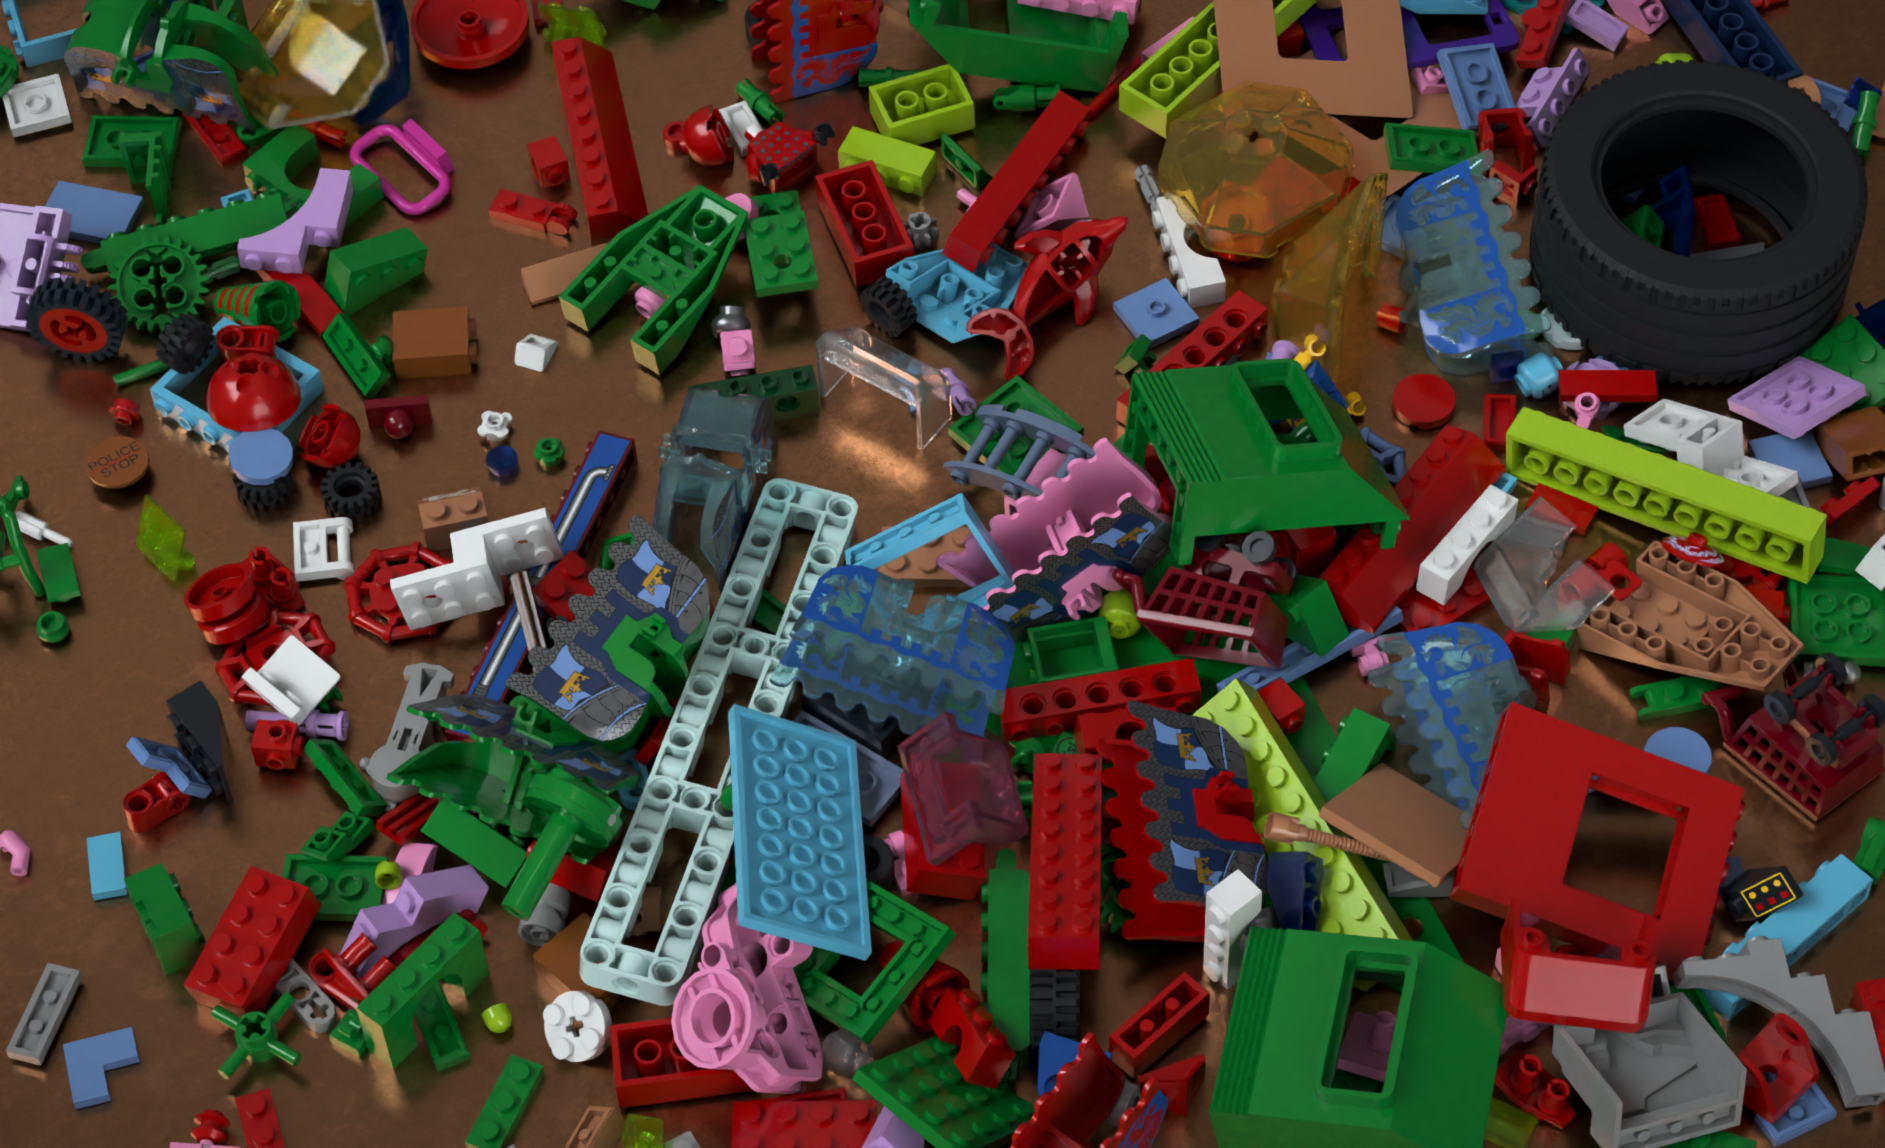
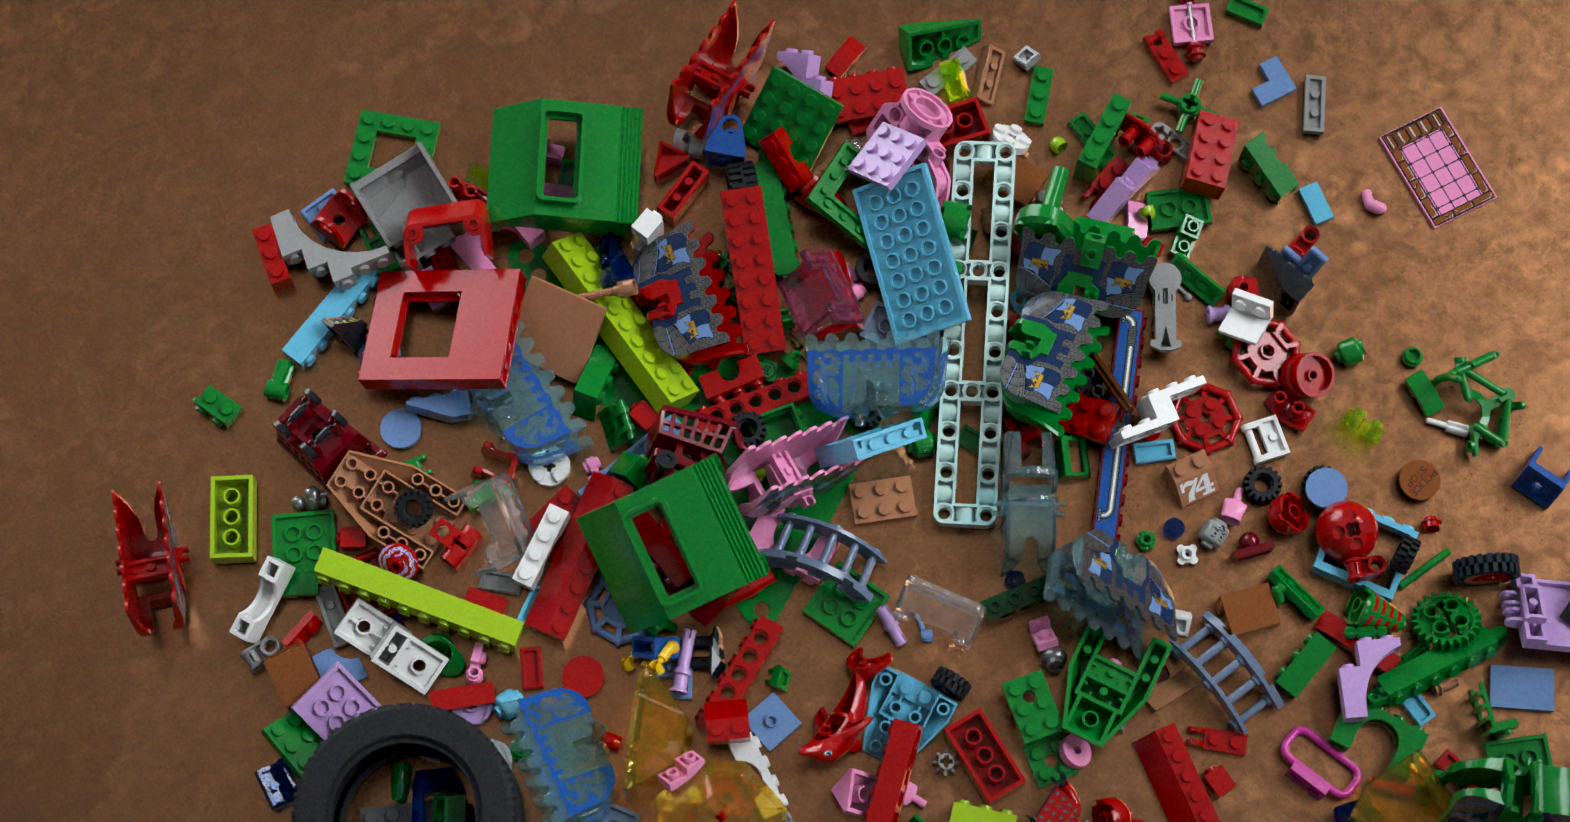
camera: 165 degrees right, 20 degrees up
(145, 641) = (1350, 351): none -> green head
(300, 282) = (1364, 631): none -> green axle
(405, 467) = (1233, 508): none -> bright pink piece
(447, 437) = (1213, 533): none -> light grey head
(449, 247) = (1242, 658): none -> sand blue fence
(506, 742) = (1092, 250): none -> green bracket
(627, 335) = (1124, 590): none -> animal
(709, 868) = (956, 219): none -> green cylinder
(800, 969) = (887, 156): none -> lavender plate
(1114, 657) = (757, 421): none -> black tyre
(1222, 289) = (727, 722): none -> red slope
(1297, 218) = (685, 767): none -> bright pink slope
(1323, 695) = (613, 427): none -> green plate
(1663, 608) = (422, 499): none -> black tyre

